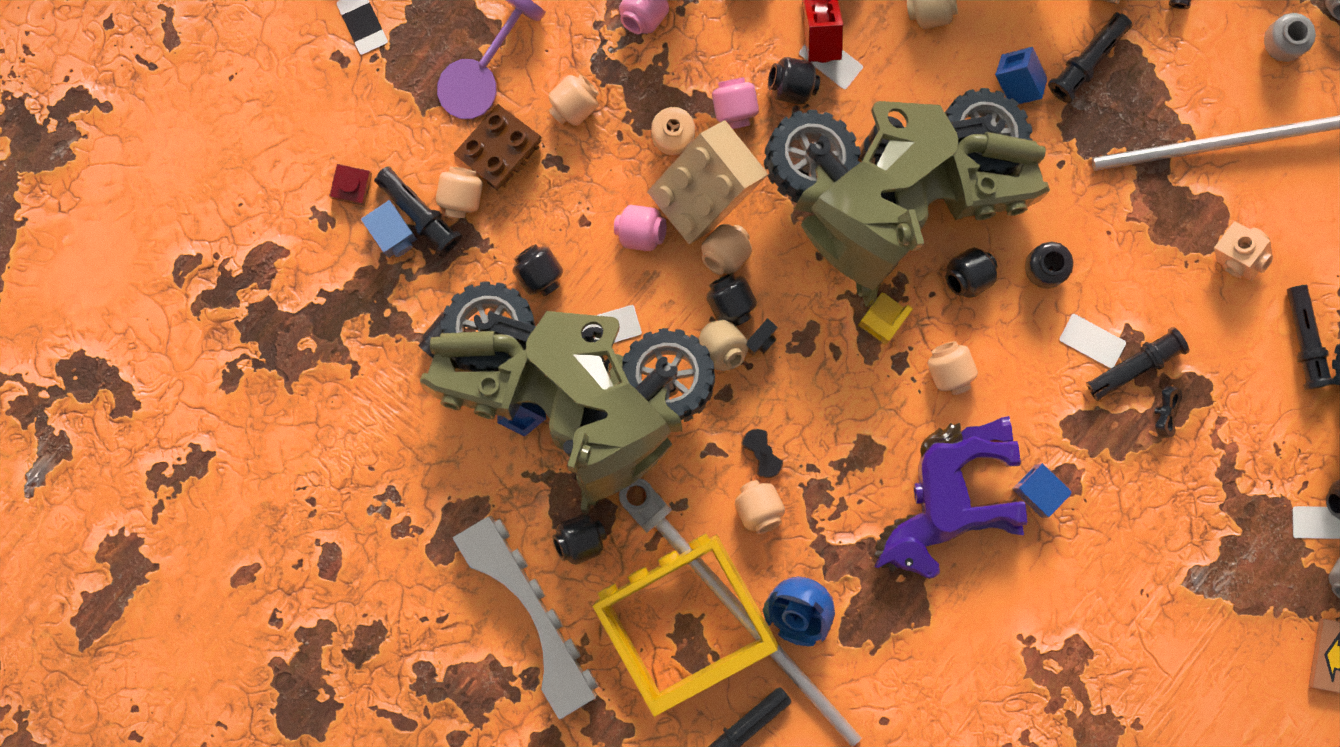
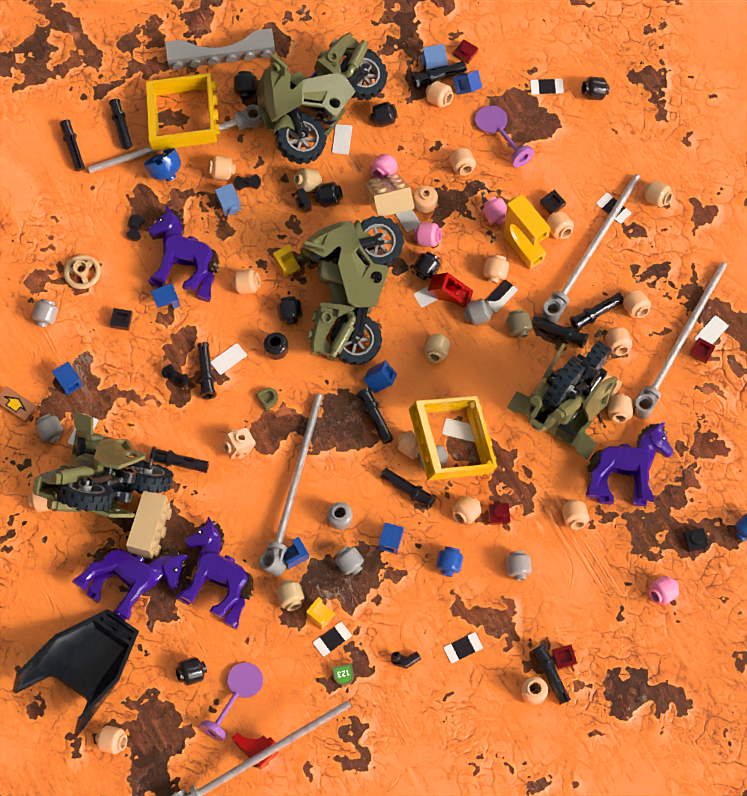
camera: 115 degrees right, 15 degrees down
(414, 154) = (467, 82): none -> blue panel
(498, 147) = (453, 121): reddish brown hinge -> none
(726, 249) = (355, 201): light nougat head -> none
(815, 466) = (228, 199): none -> medium blue brick
(918, 611) = (136, 221): none -> black piece
(1069, 642) = (78, 265): none -> tan piece
(1110, 549) = (121, 319): none -> black plate
(1134, 245) = (267, 397): none -> olive tile
(1159, 685) = (44, 313): none -> light grey head
(1259, 588) = (67, 378): none -> blue panel

